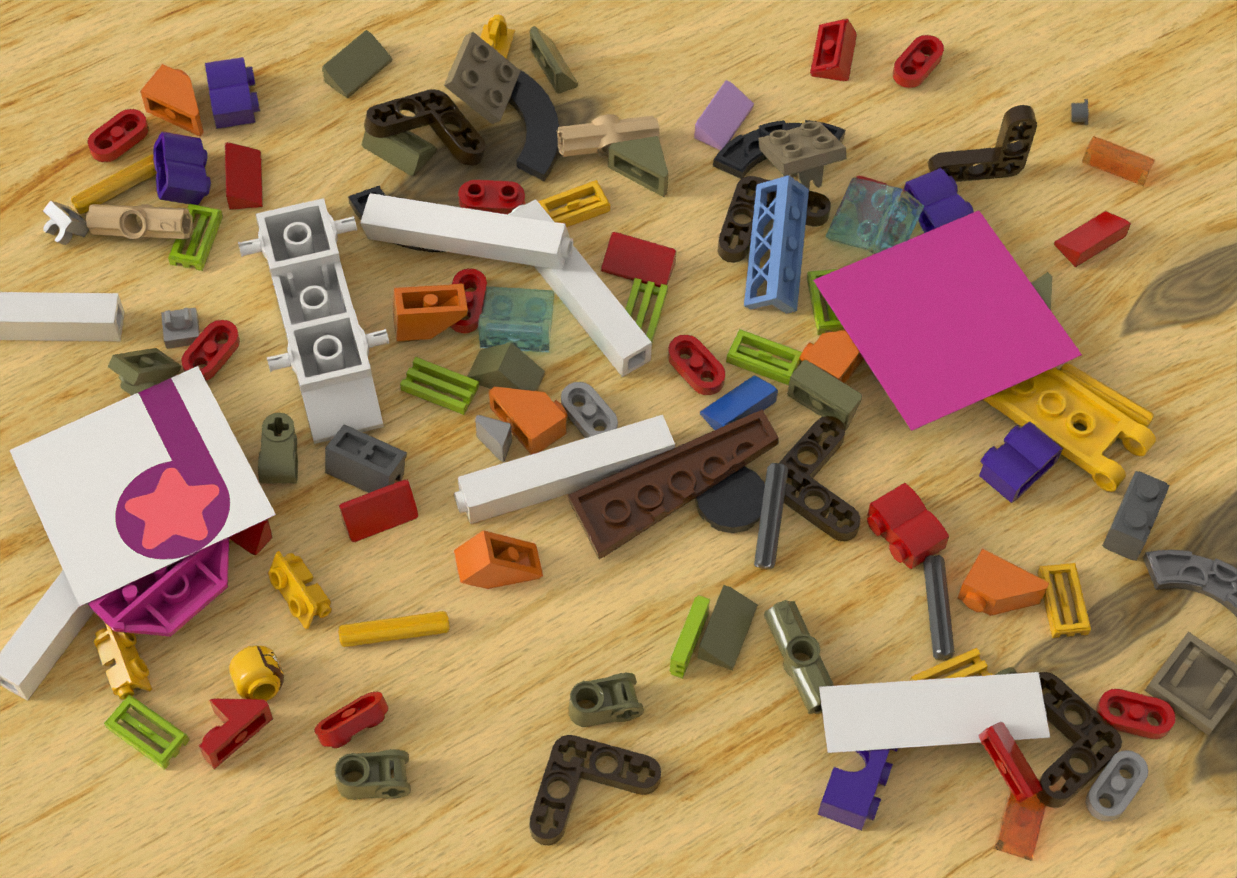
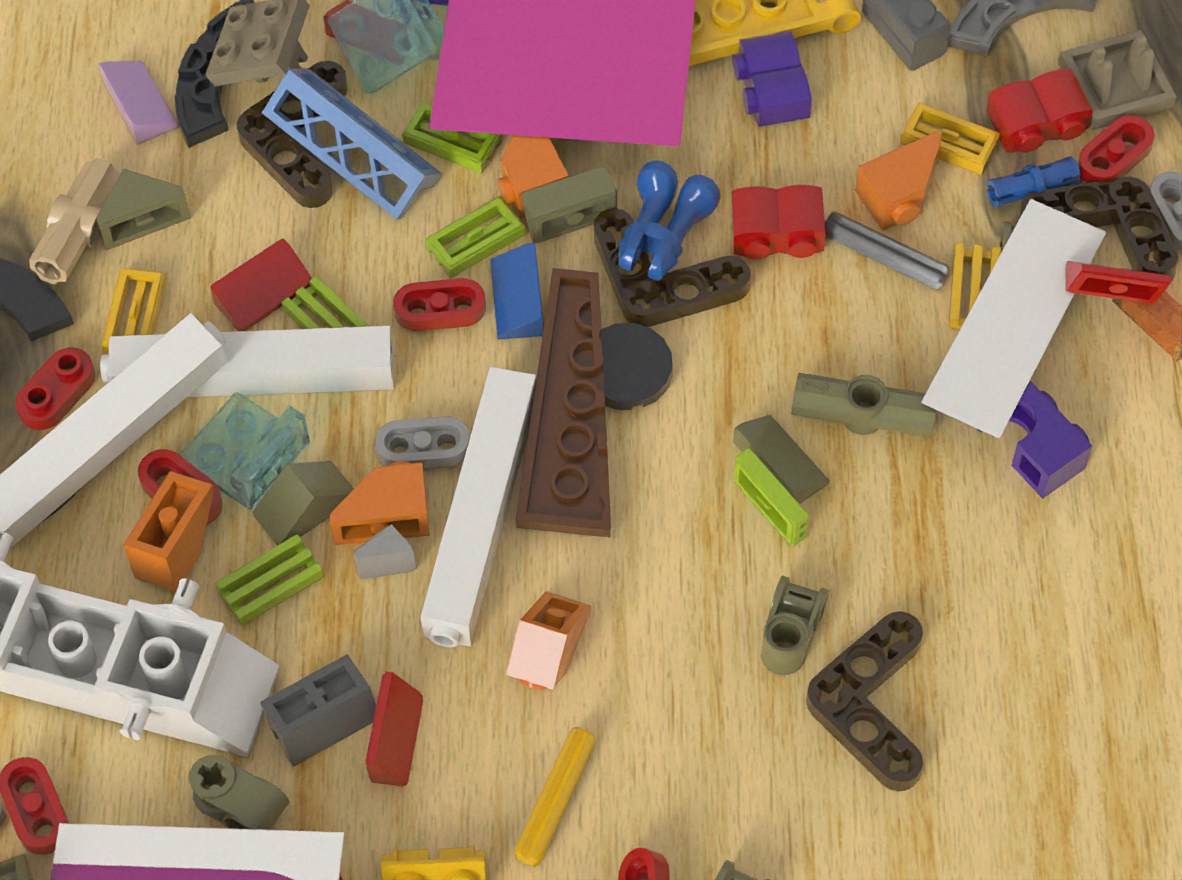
camera: 55 degrees left, 0 degrees up
(771, 516) = (681, 337): dark grey axle -> none
(882, 466) = (657, 188): none -> blue piece
(1067, 671) = (1032, 179): none -> blue pin
(1128, 644) = (1039, 110): none -> red brick

